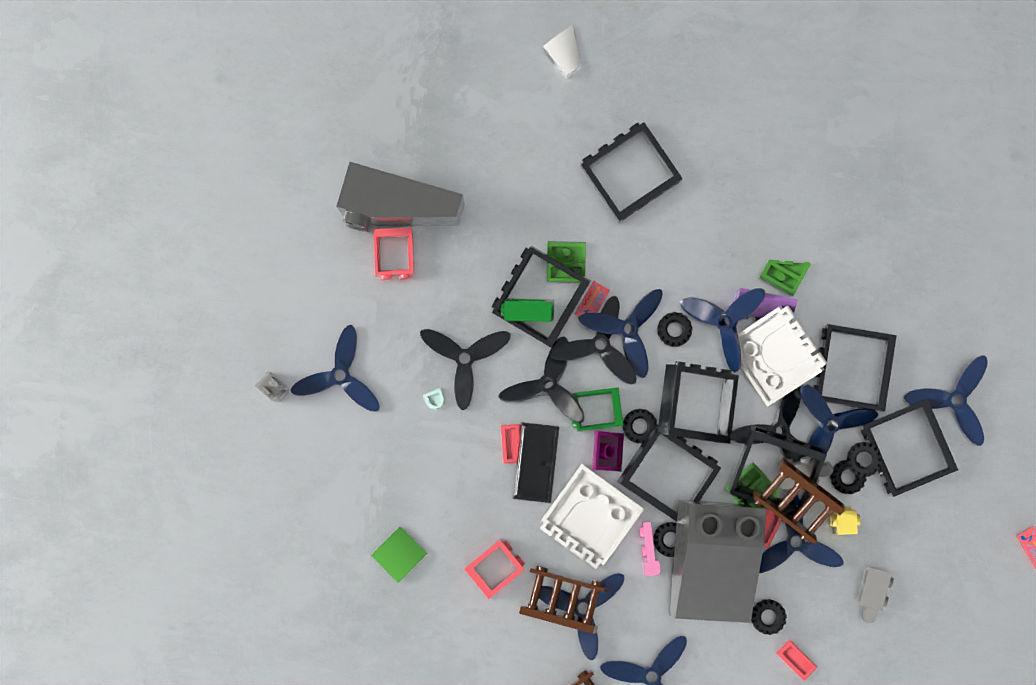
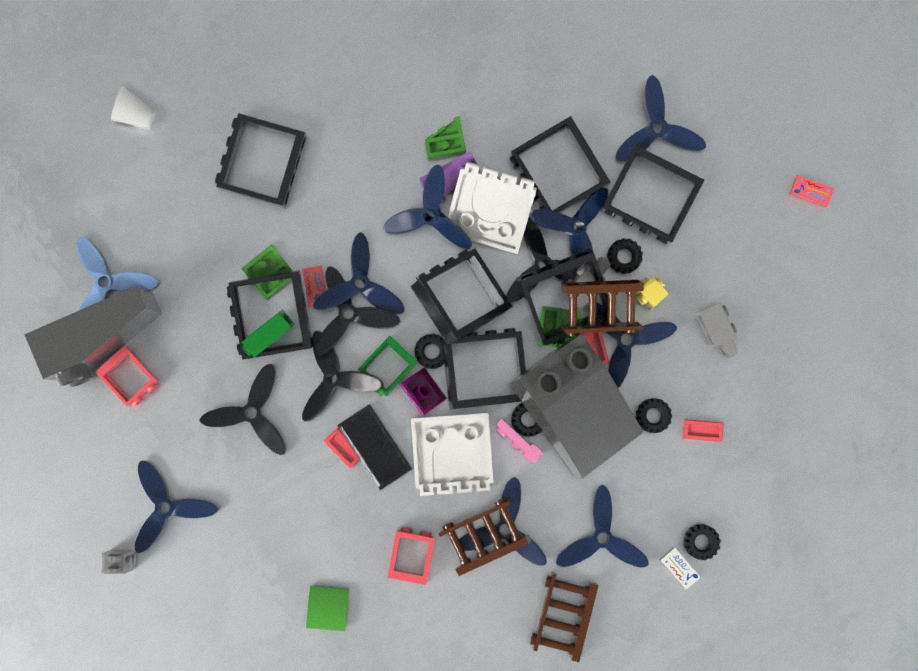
camera: 40 degrees left, 0 degrees up
(434, 399) = (255, 463): light aqua tile -> none
(438, 150) = (97, 268): none -> light blue piece
(686, 329) = (396, 242): black tyre -> none
(852, 459) = (637, 232): black tyre -> none

